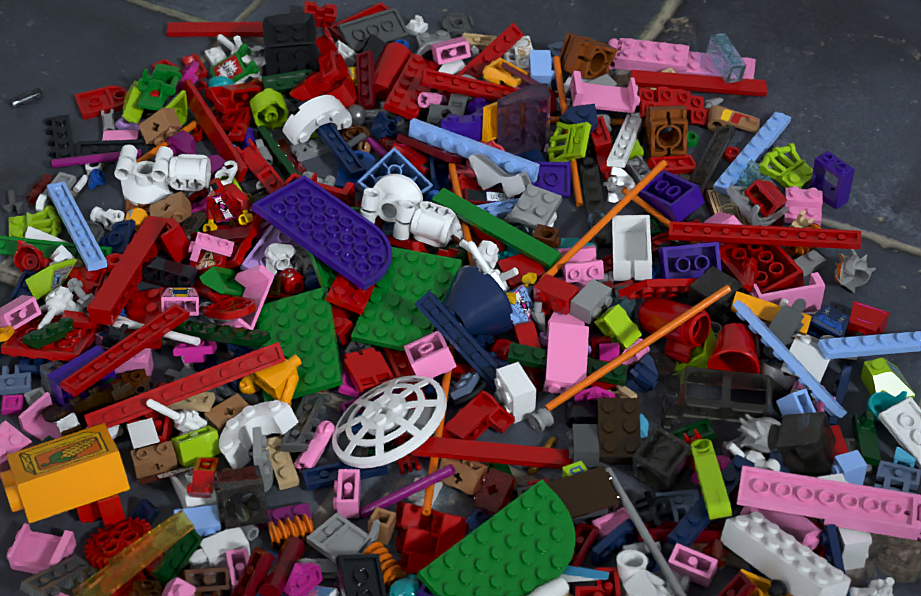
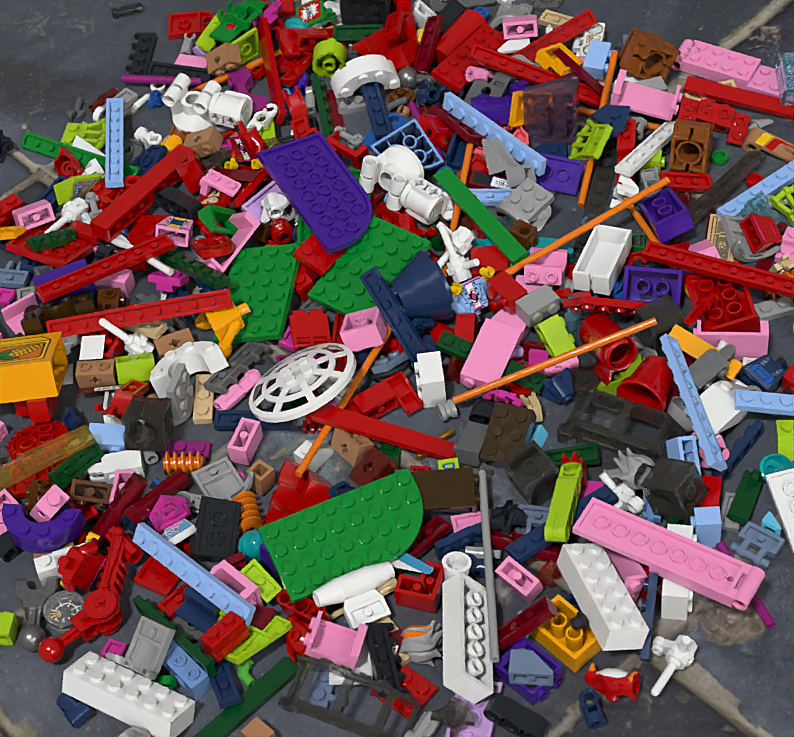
camera: 25 degrees right, 5 degrees up
(408, 490) = (294, 450): magenta piece -> none
(539, 316) = (485, 308): light grey bar -> none

